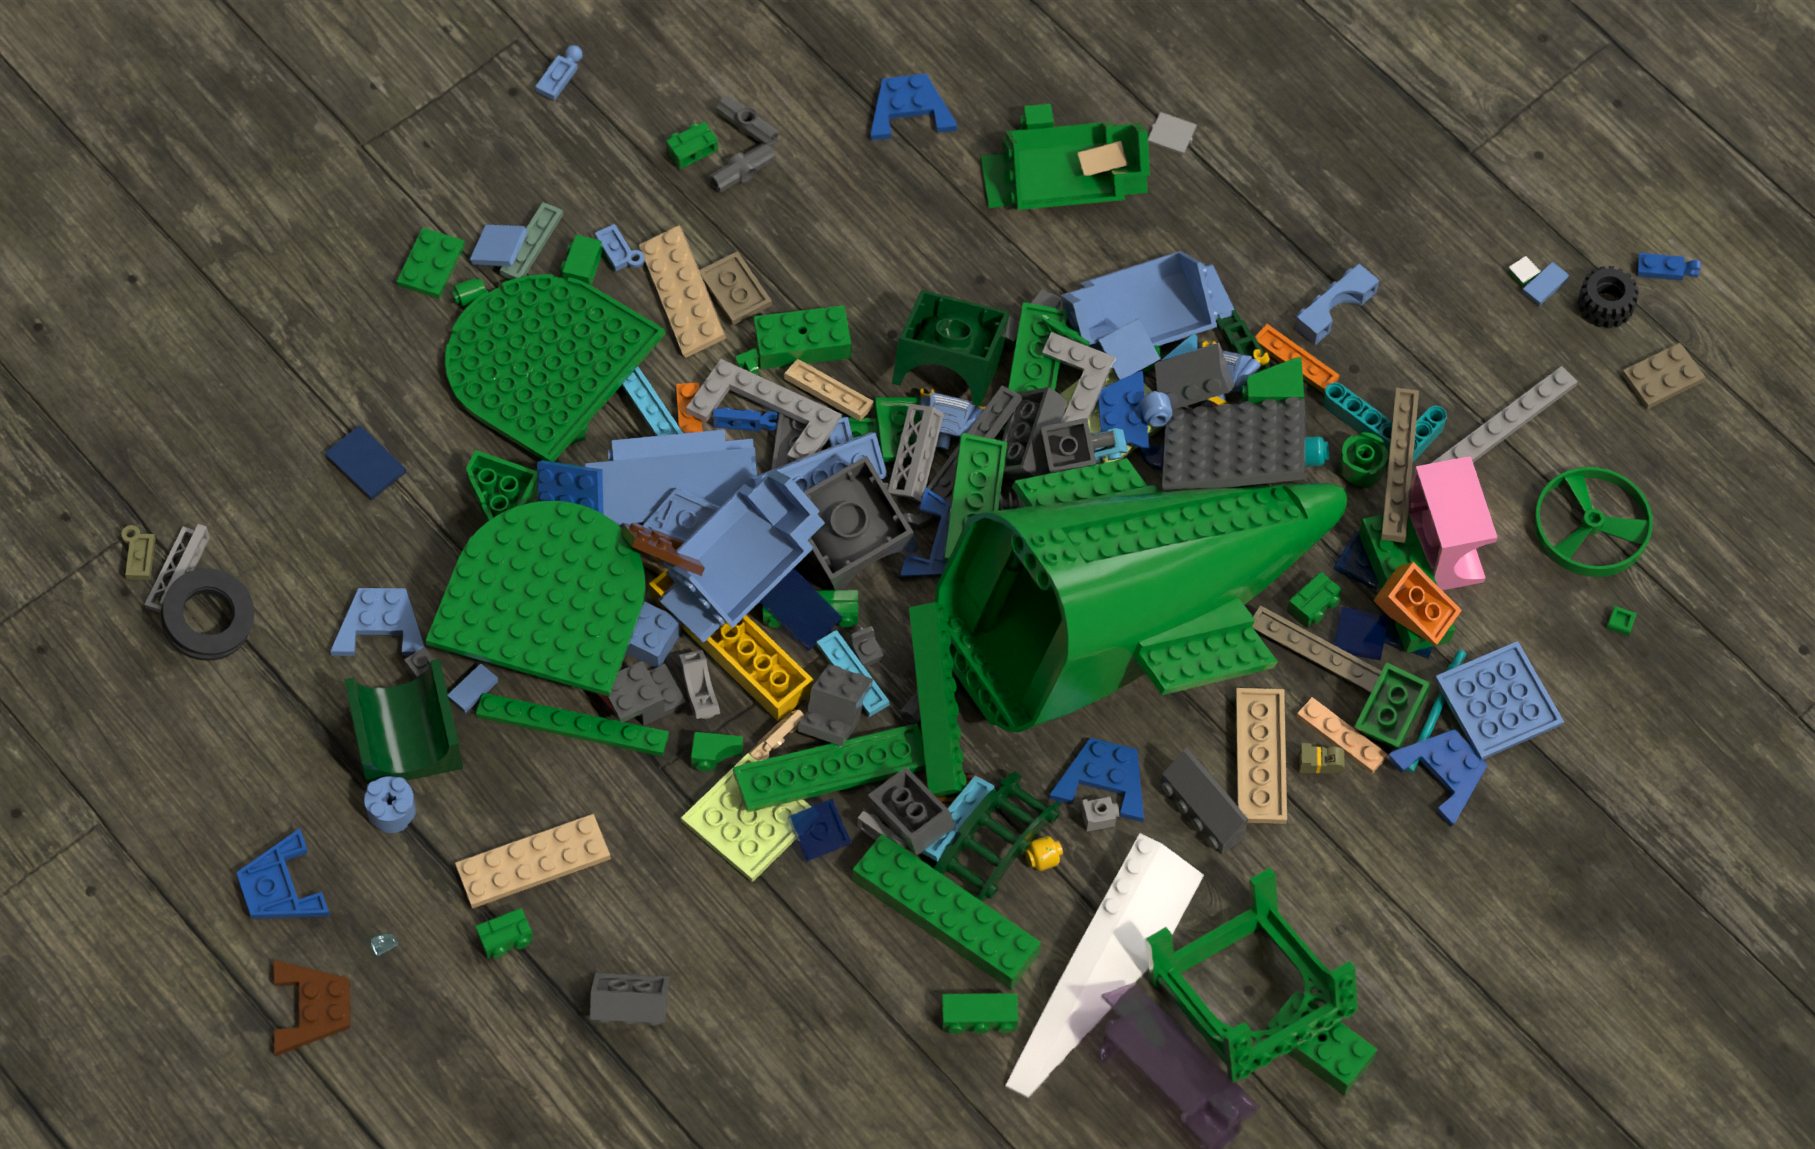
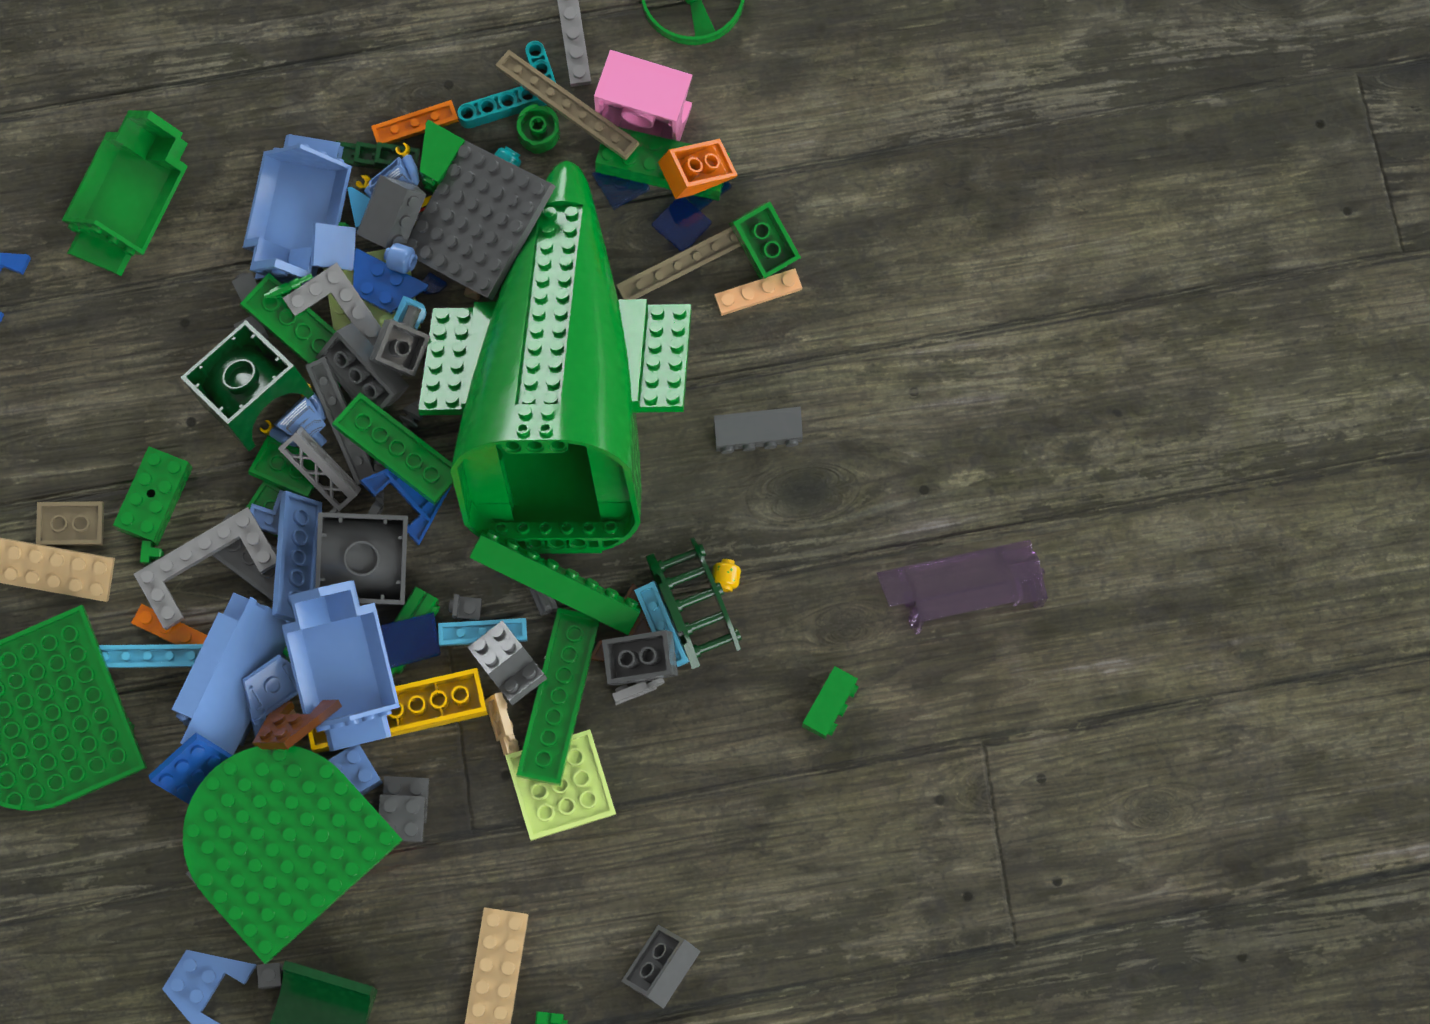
camera: 60 degrees left, 15 degrees up
(365, 462) = (44, 919): dark blue tile -> none
(472, 687) = (312, 946): medium blue tile -> none
(500, 484) = (146, 822): green brick -> none
(572, 724) = (392, 881): green plate -> none
(699, 685) = (424, 760): light grey arch -> none
(713, 748) = (483, 783): green arch -> none
(744, 420) = (201, 585): blue plate -> none
(819, 830) = (605, 737): clear blue tile -> none
(828, 390) = (214, 503): tan plate -> none
(946, 911) = (732, 679): green brick -> none
(1036, 117) = (65, 187): green brick -> none
(1099, 820) = (714, 520): light grey brick -> none
(1102, 158) = (139, 160): tan slope -> none
(1105, 768) = (681, 483): blue wing -> none
(1144, 898) = (840, 574): white wedge -> none
(1172, 133) = (145, 90): light grey piece -> none
(1234, 1045) = (981, 429): green arch -> none
(1261, 755) = (743, 363): tan plate -> none
(1314, 600) = (633, 241): green brick -> none
(1321, 759) = (770, 320): olive leg -> none
(1332, 1055) = (982, 474): green brick -> none
(1354, 287) = (381, 39): medium blue arch -> none
(1437, 707) = (756, 178): teal bar -> none
(1451, 763) = (833, 225): blue wing -> none
(1498, 700) = (802, 159): medium blue plate -> none
(1621, 620) = (786, 27): green tile -> none

